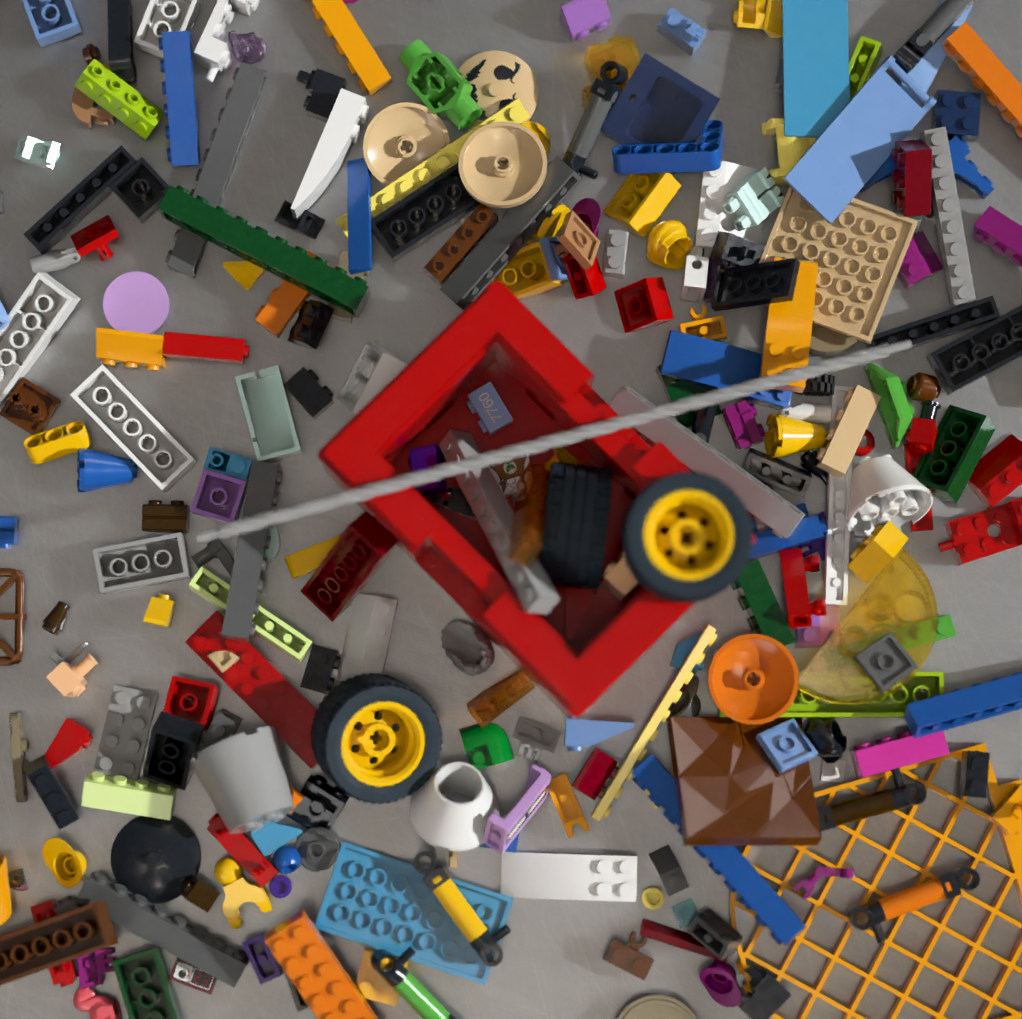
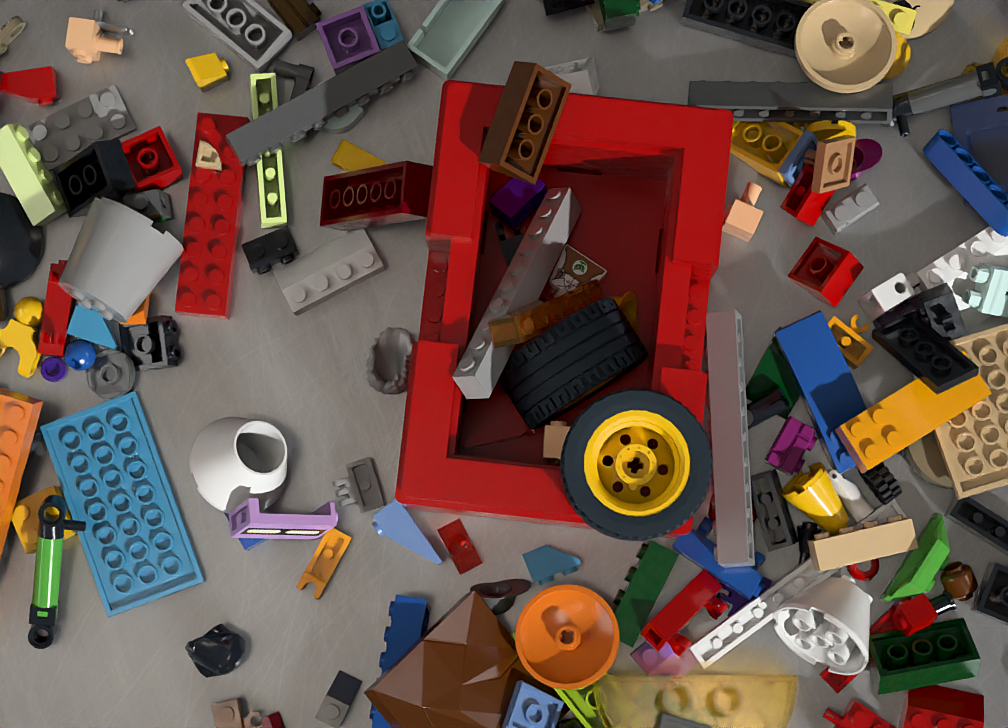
camera: 60 degrees right, 0 degrees up
(309, 393) = (504, 43): black brick -> none
(393, 423) = (524, 122): none -> reddish brown slope
(393, 774) = (226, 385): wheel -> none
(453, 859) = (195, 501): tan tile -> none
(460, 910) = (164, 505): piece -> none
(461, 244) = (745, 67): reddish brown brick -> none
(486, 745) = (319, 448): green brick -> none
(489, 409) = (617, 208): light blue brick -> none
(499, 697) = (367, 424): clear orange slope -> none
(555, 440) = (631, 281): light grey piece -> none
(564, 328) = (742, 217): none -> light nougat brick
(569, 876) = (263, 615): white slope -> none
(570, 927) = (217, 651): none -> black helmet
(595, 773) = (371, 565): dark red slope -> none
(630, 703) = (459, 546): none -> clear red tile
(641, 201) = (917, 195): yellow slope -> none
(649, 731) = (469, 579): light yellow plate -> none
(652, 898) = (303, 705): light yellow tile -> none
(668, 244) = (897, 249): yellow helmet -> none
(876, 551) = (774, 656): yellow brick -> none

